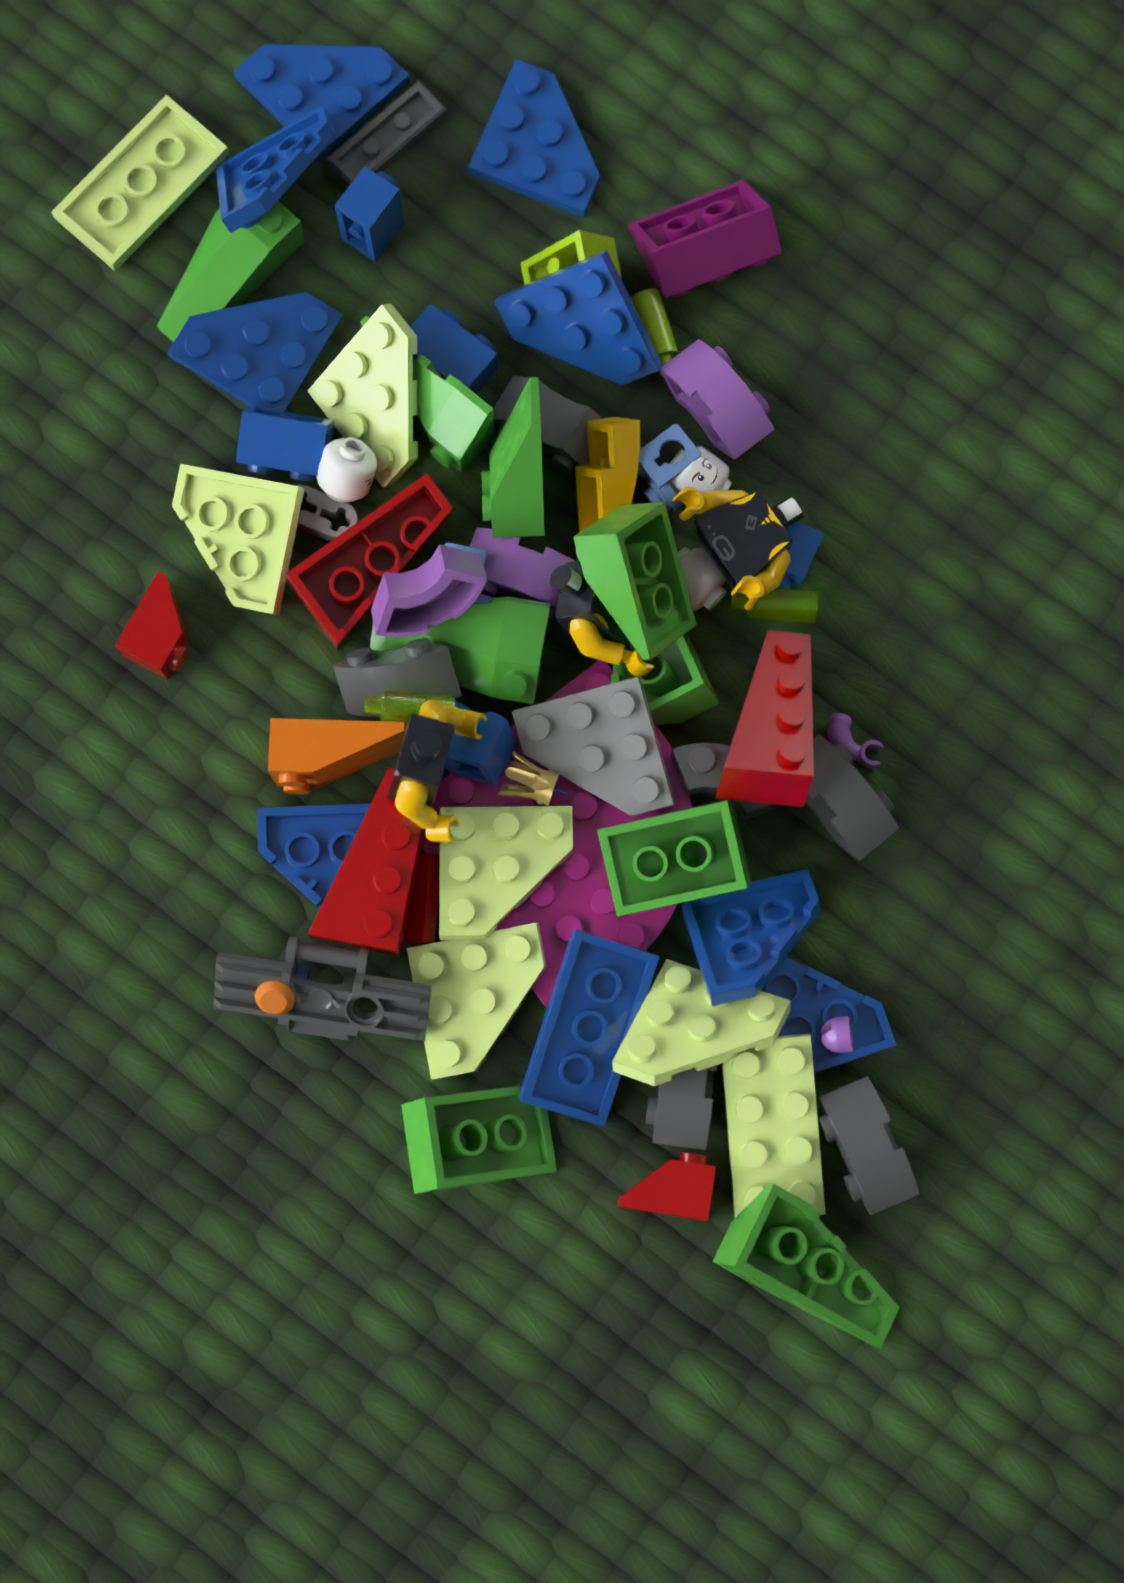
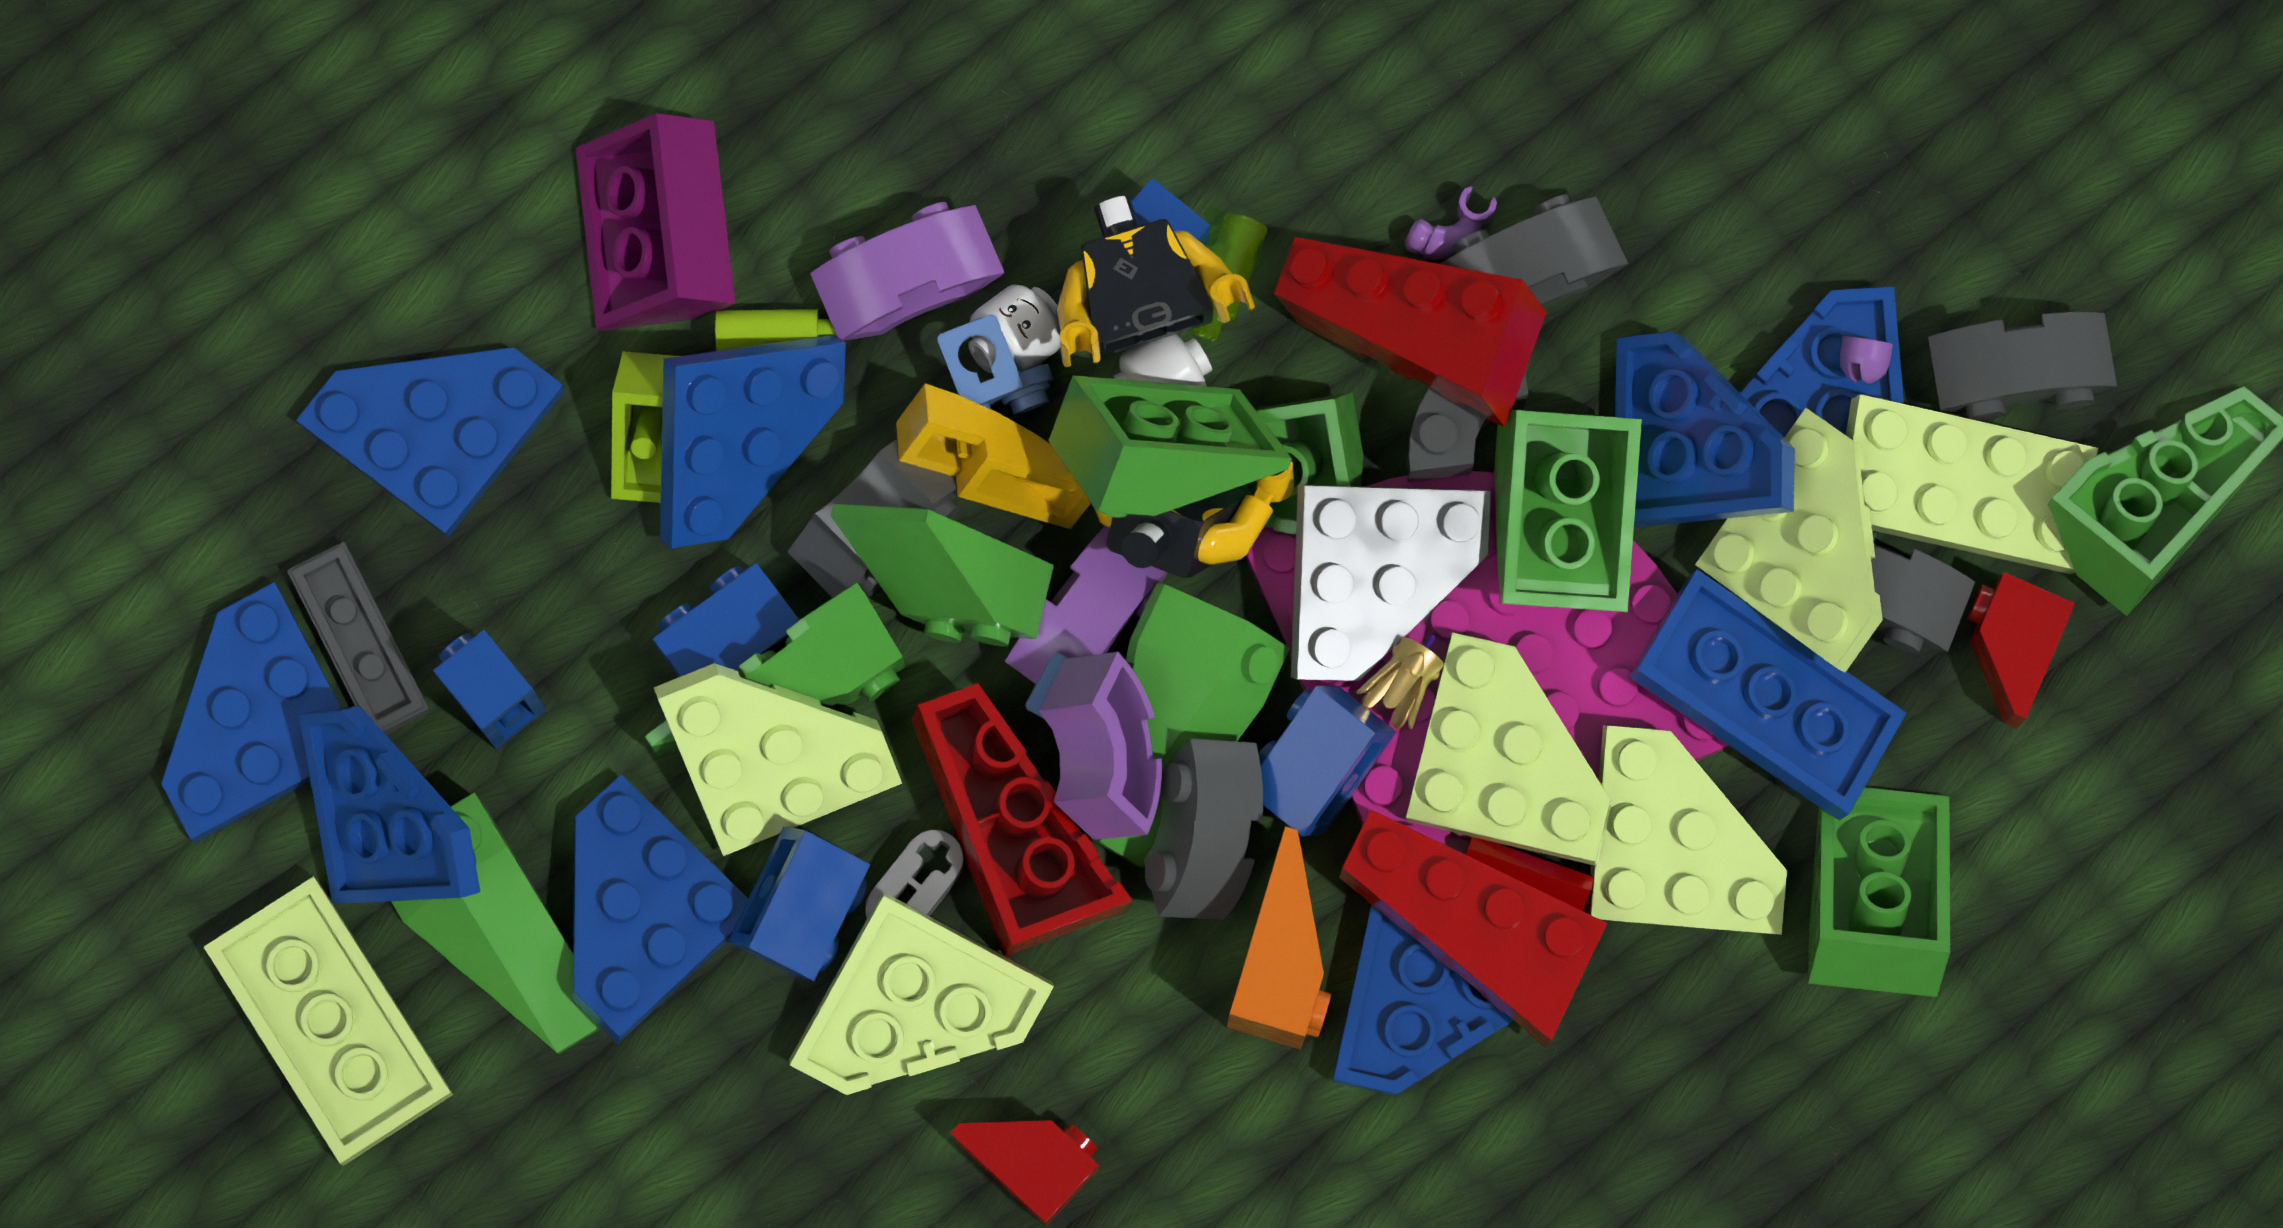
camera: 75 degrees left, 0 degrees up
(319, 1008) = (1641, 1078): dark grey piece -> none
(346, 469) = (870, 822): white head -> none
(398, 705) = (1264, 811): clear neon green cylinder -> none
(423, 763) = (1359, 804): torso -> none

